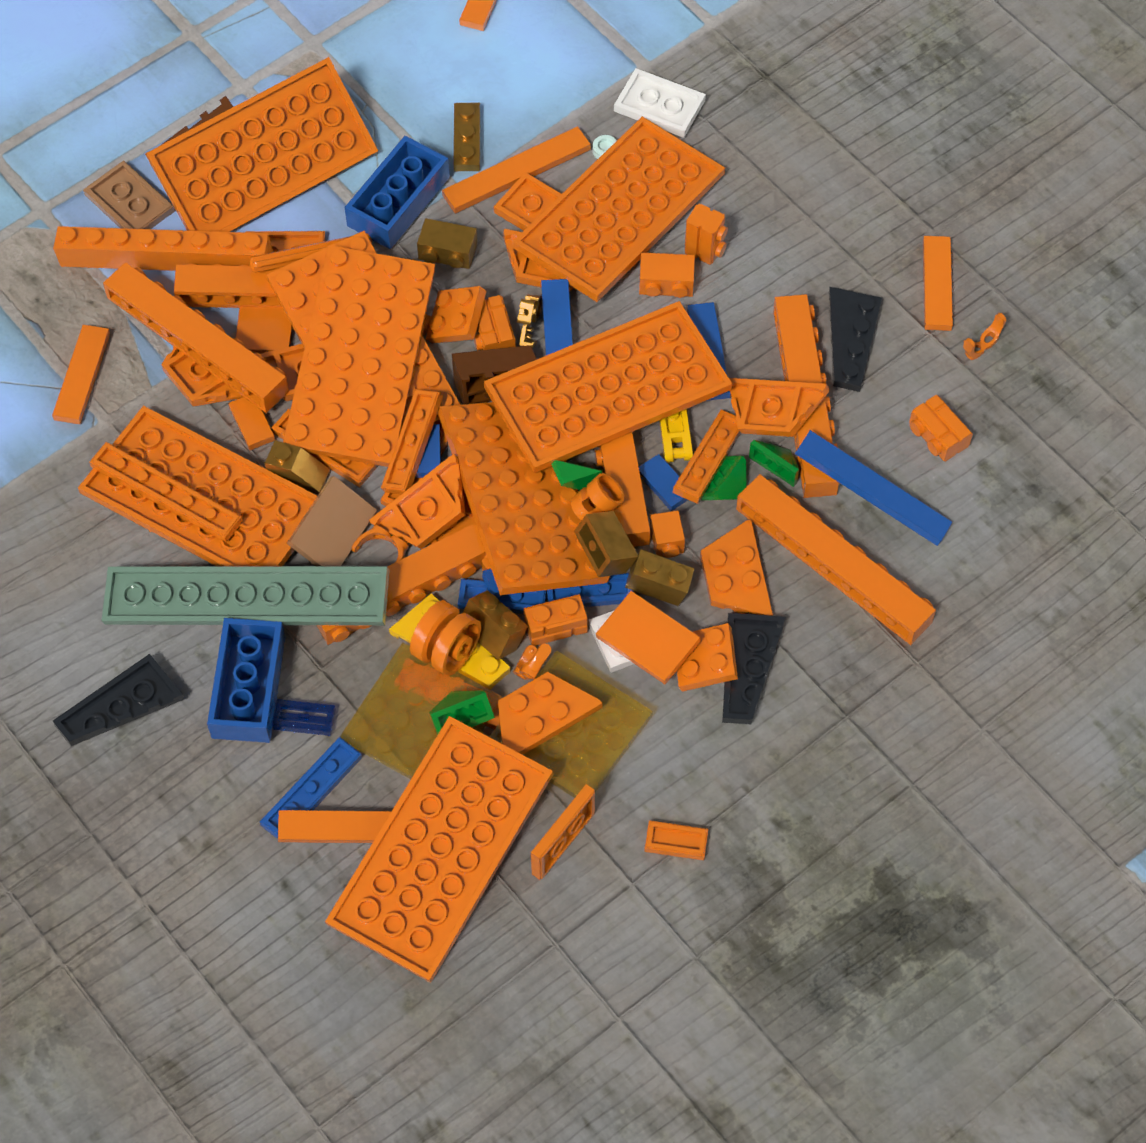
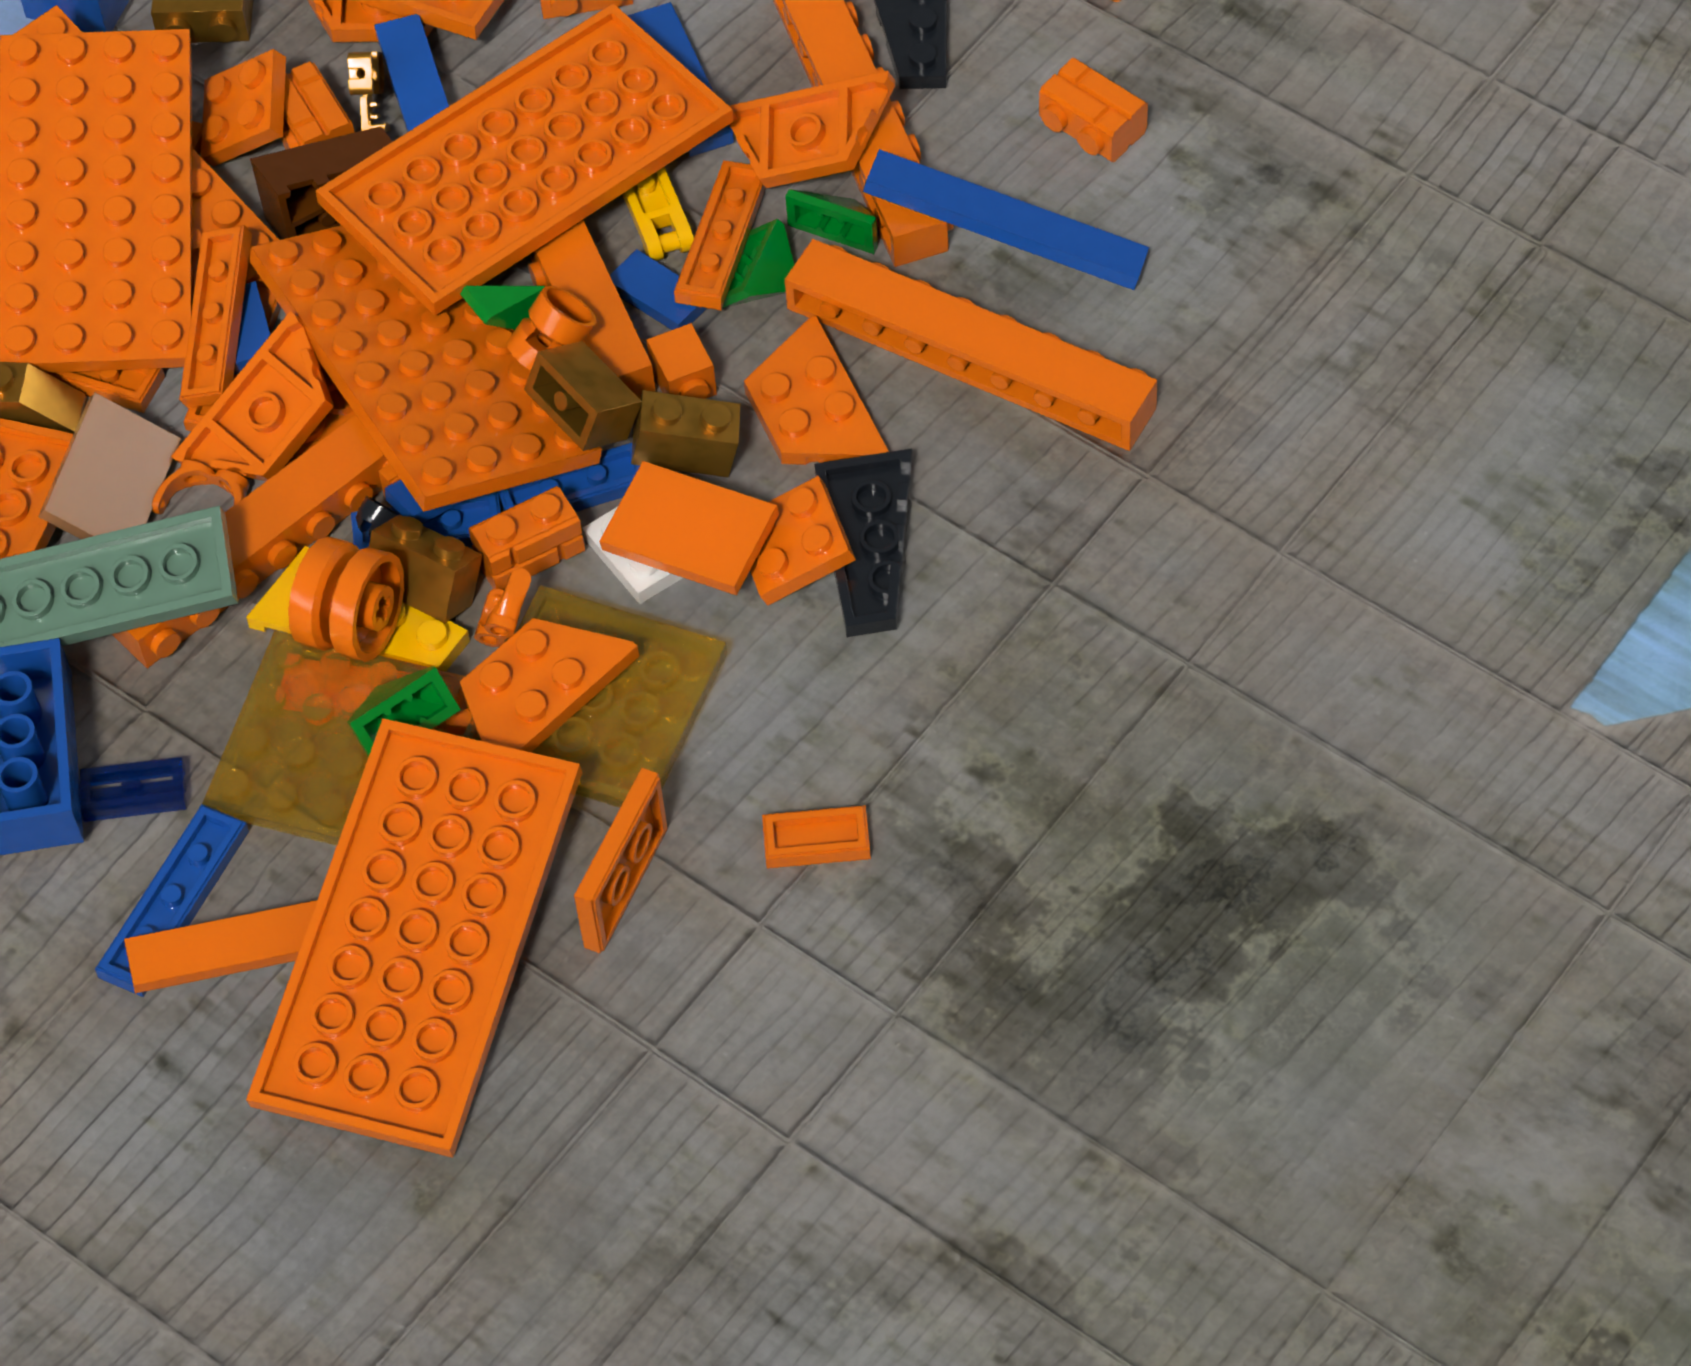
camera: 10 degrees left, 5 degrees down
(473, 585) = (373, 514): none -> black hinge

